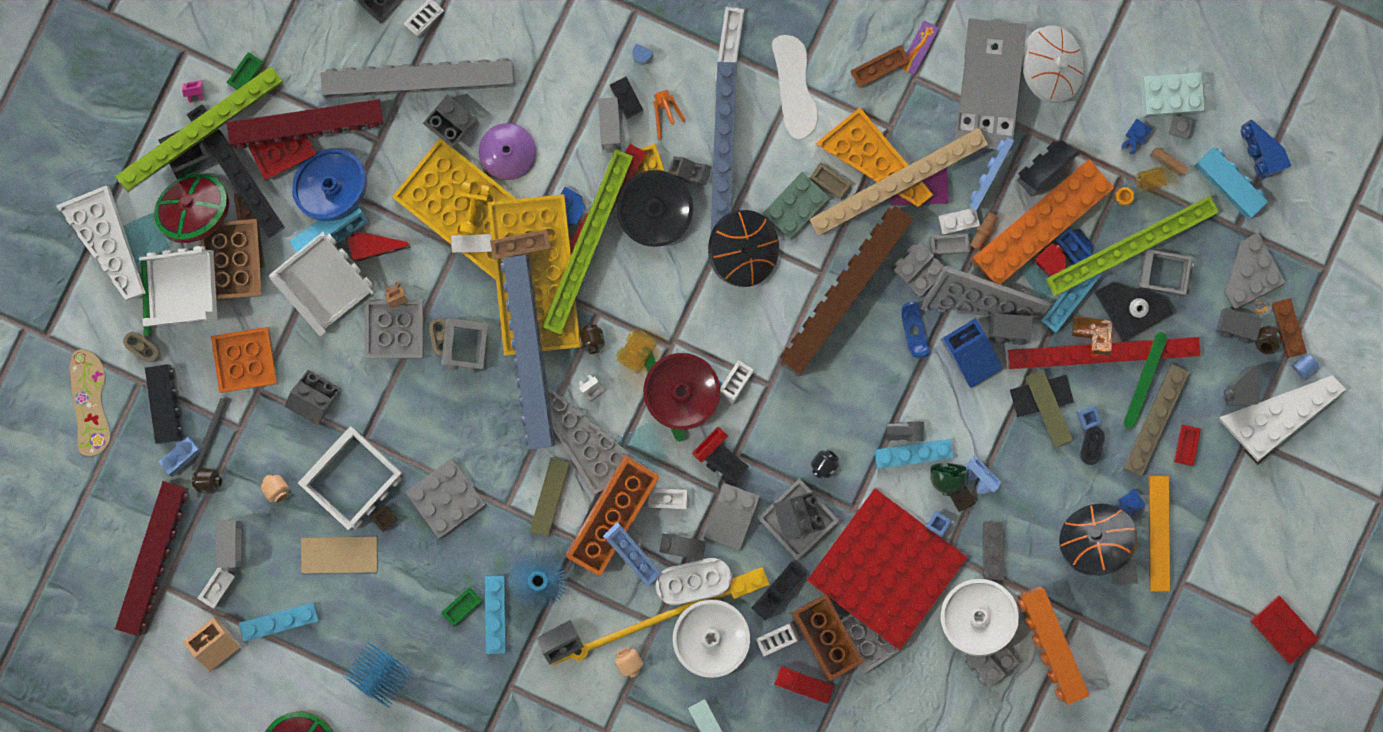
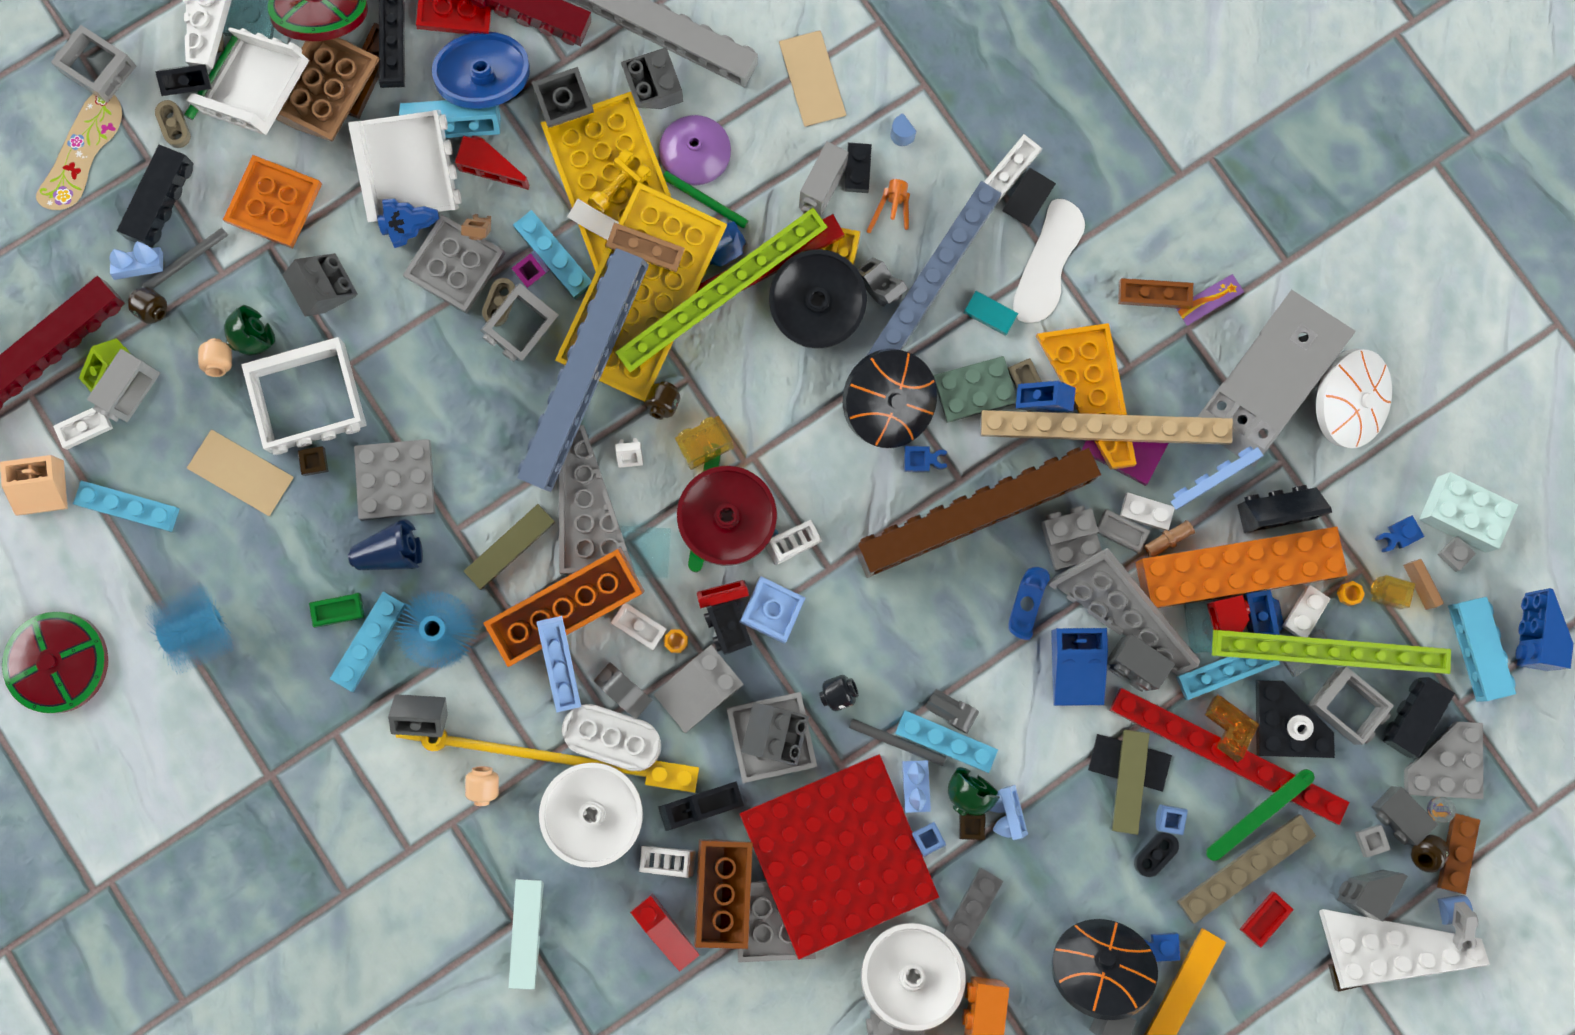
camera: 25 degrees right, 5 degrees down
(80, 338) = (111, 77): none -> light grey window
(132, 312) = (183, 79): none -> black slope
(204, 538) = (98, 361): none -> lime slope
(286, 459) = (247, 333): none -> dark green cylinder
(343, 320) = (404, 220): none -> blue rock
(398, 172) = (562, 97): none -> dark grey slope
(449, 302) = (530, 268): none -> magenta brick
(456, 282) = (553, 254): none -> medium azure plate
(472, 547) = (388, 549): none -> dark blue cone
(536, 182) = (705, 199): none -> green bar
(557, 51) = (812, 78): none -> tan sticker
(697, 493) = (676, 641): none -> light orange tile
(748, 435) = (772, 610): none -> light blue tile
(755, 49) = (1029, 197): none -> black piece
(776, 146) = (990, 313): none -> teal tile
(786, 276) = (919, 459): none -> blue plate
(846, 185) = (1046, 397): none -> blue slope
(881, 473) = (897, 742): none -> dark grey bar
(911, 494) = (916, 786): none -> light blue tile
(1102, 227) = (1306, 612): none -> white plate
(1212, 253) = (1418, 717): none -> black brick
(1227, 353) = (1372, 841): none -> light grey plate
(1313, 372) = (1465, 923): none -> light grey plate

